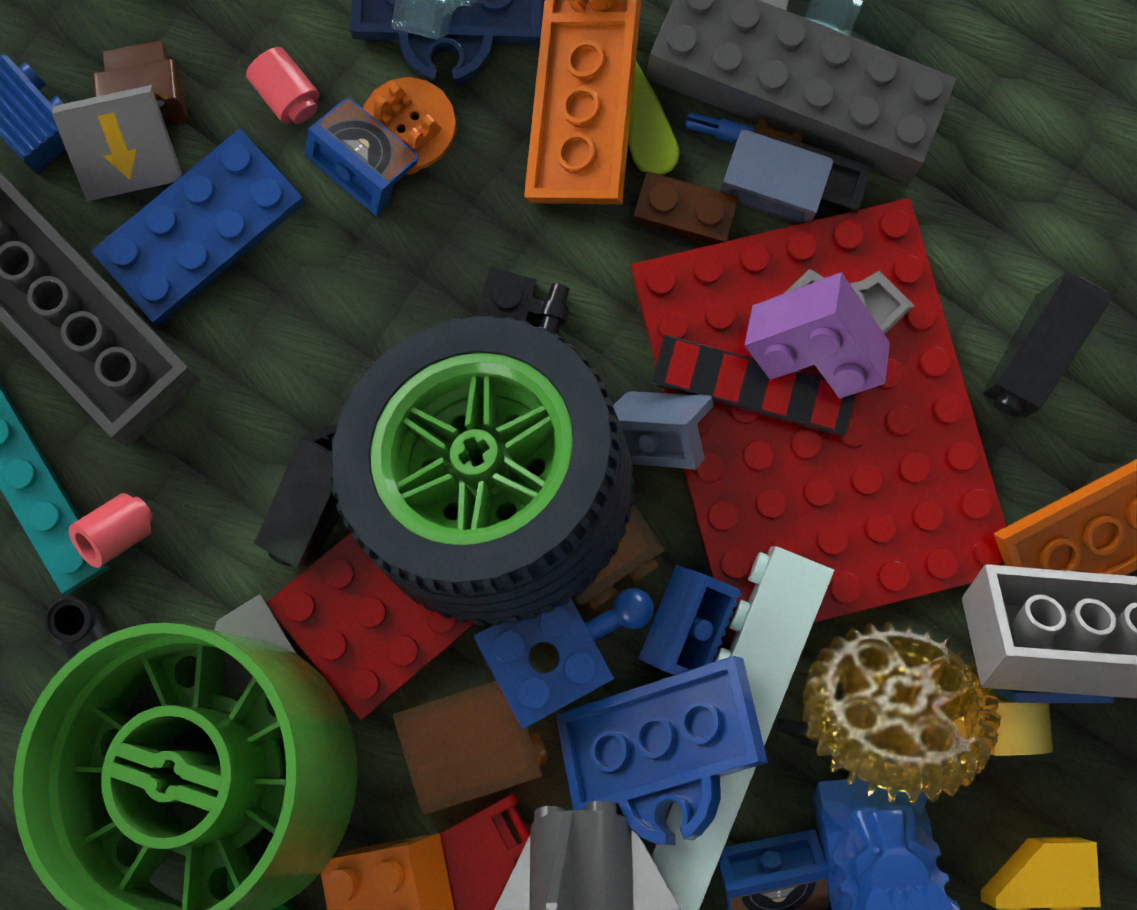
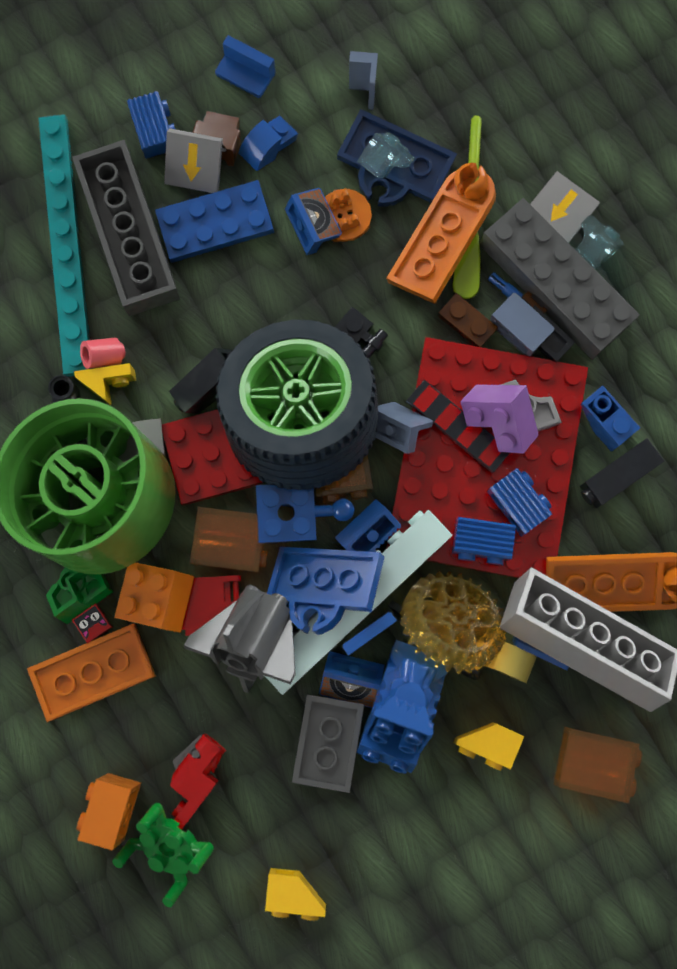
camera: 30 degrees right, 0 degrees up
(127, 575) = (100, 378): none -> yellow slope
(221, 60) = (266, 141): none -> blue brick
(283, 86) = (289, 168): coral brick -> none
(770, 794) = (369, 633): none -> blue tile
(883, 552) = (483, 540): none -> blue brick
(912, 464) = (520, 501): none -> blue brick
(985, 266) = (608, 418): none -> blue slope

